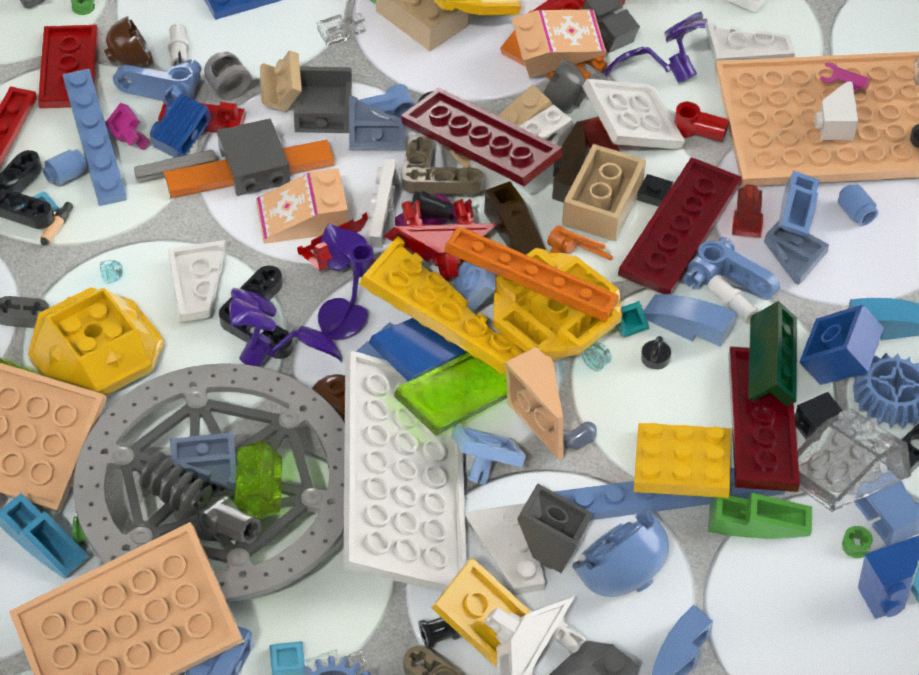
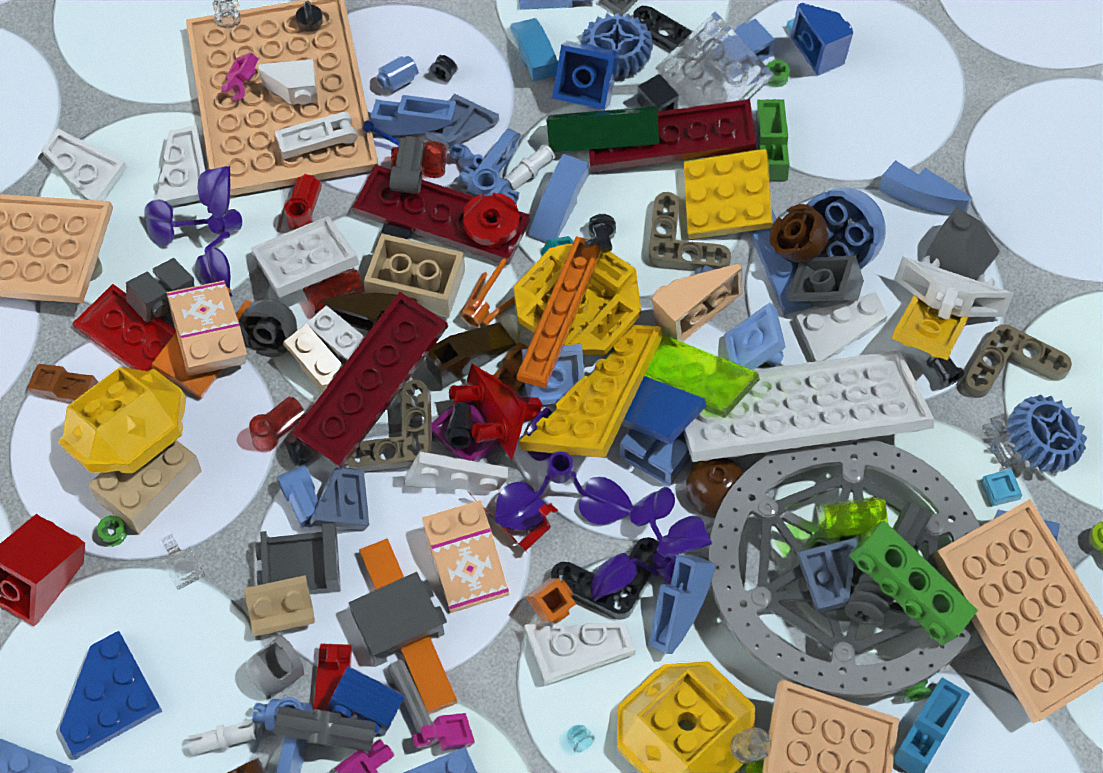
camera: 95 degrees left, 10 degrees up
(47, 360) = (758, 742): none -> clear wheel
(138, 182) = (449, 730): none -> dark pink plate
(154, 88) = (324, 728): none -> dark grey piece
(181, 494) = (928, 584): none -> bright green brick
(216, 346) = (680, 602): none -> medium blue slope
(239, 256) = (552, 600): none -> orange brick
(455, 82) = (276, 423): none -> clear red piece
(604, 303) = (602, 238): none -> black tile
(609, 501) = (799, 234): none -> reddish brown cylinder
(631, 408) = (669, 243): none -> dark tan beam
(657, 264) = (491, 233): none -> red plate
(719, 189) = (407, 173): none -> dark grey piece
(755, 250) = (465, 157): none -> medium blue arm
(773, 129) = (316, 134): none -> white plate
(785, 172) = (369, 127): none -> clear blue hinge
(864, 242) = (444, 68): none -> black bush

